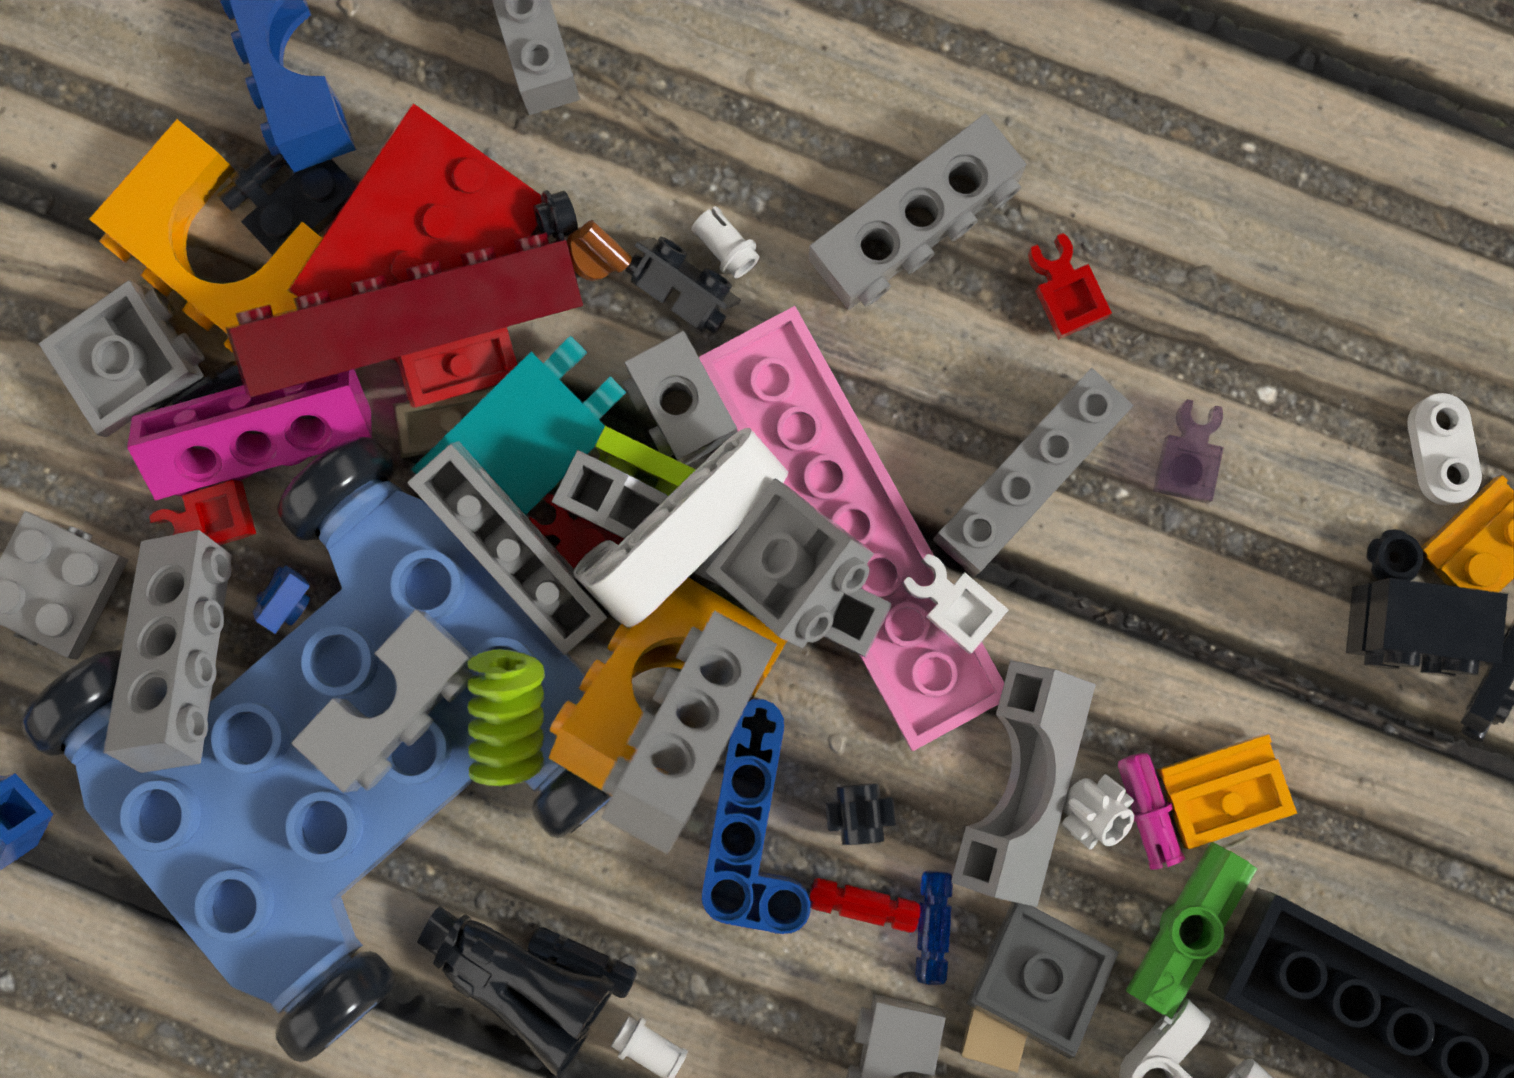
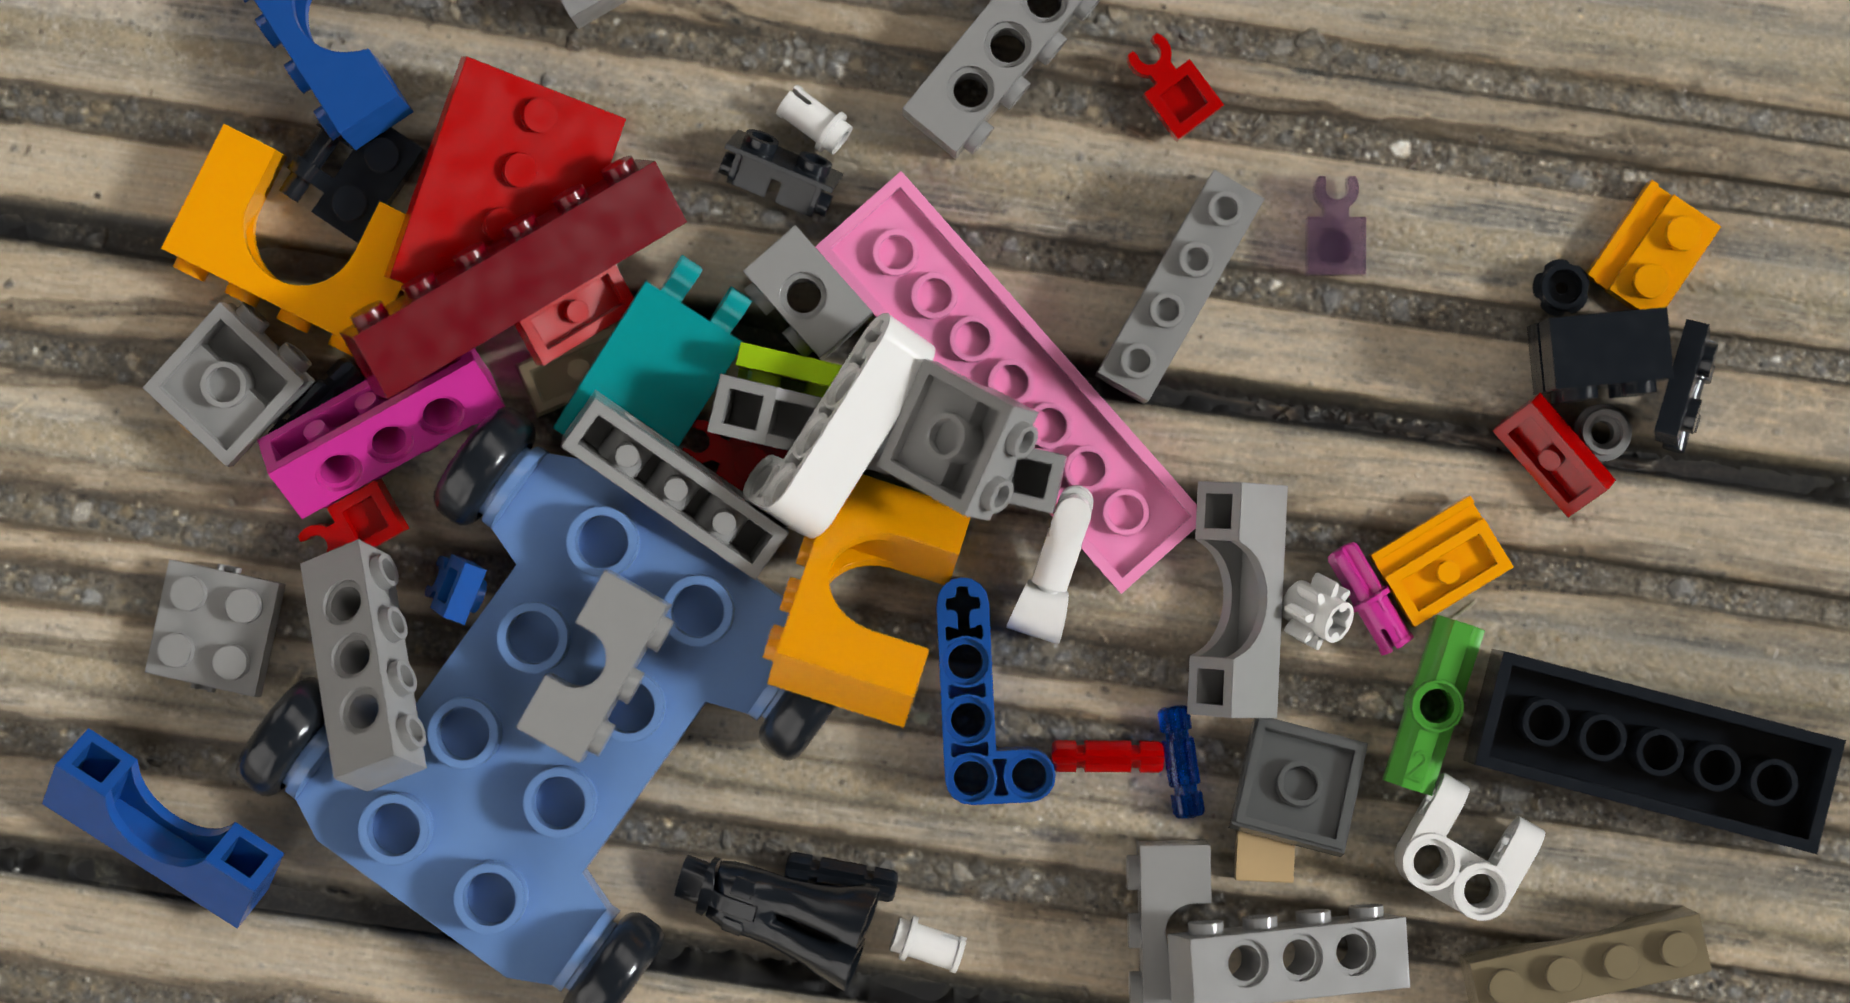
camera: 15 degrees left, 5 degrees up
(508, 717) = (716, 653): lime piece -> none
(555, 215) = (635, 133): black plate -> none
(595, 252) = (685, 162): dark orange plate -> none
(708, 697) = (890, 703): light grey brick -> none
(838, 738) = (1044, 599): none -> white piece
(860, 814) = (1083, 667): black gear -> none
(961, 609) = (1138, 442): white plate -> none
(1357, 714) = (1554, 455): none -> red plate
(1422, 703) = (1619, 430): none -> light grey plate
(1438, 448) = (1584, 167): white plate -> none

